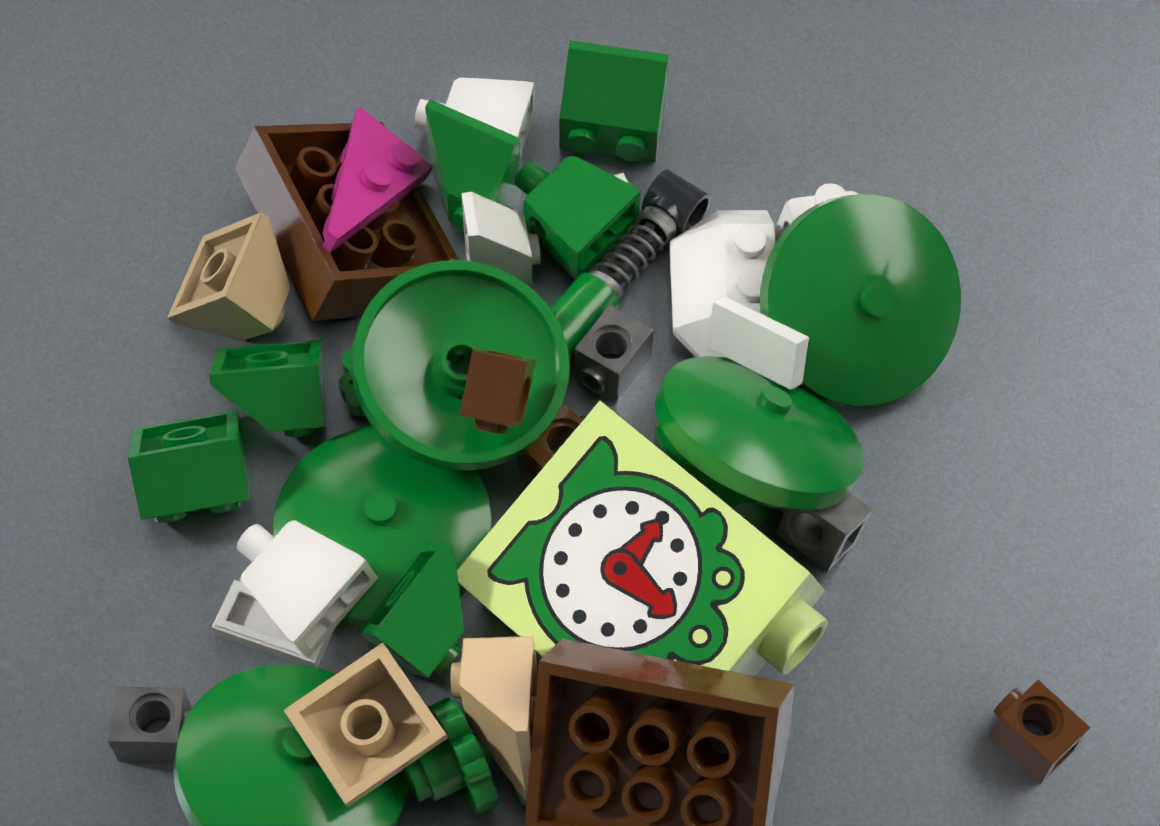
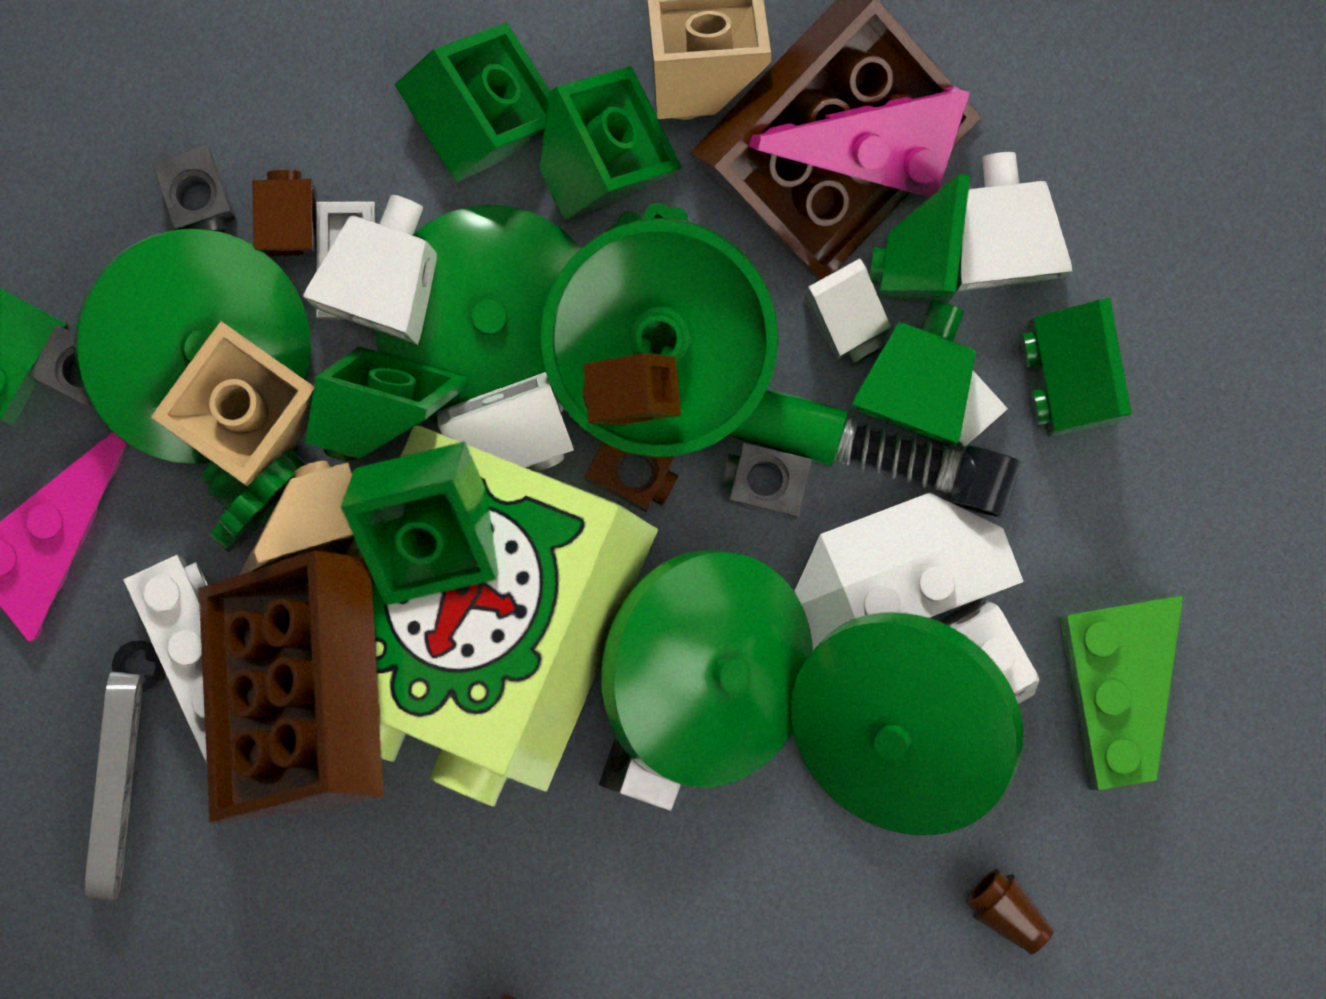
camera: 65 degrees right, 25 degrees up
(209, 650) = (284, 215): none -> reddish brown brick
(476, 502) = (512, 424): none -> white slope
(549, 576) = (422, 523): none -> green slope
(758, 342) = (807, 632): white tile -> none
(884, 157) = (1121, 686): none -> bright green wedge
(1036, 299) = (1009, 911): none -> reddish brown cone

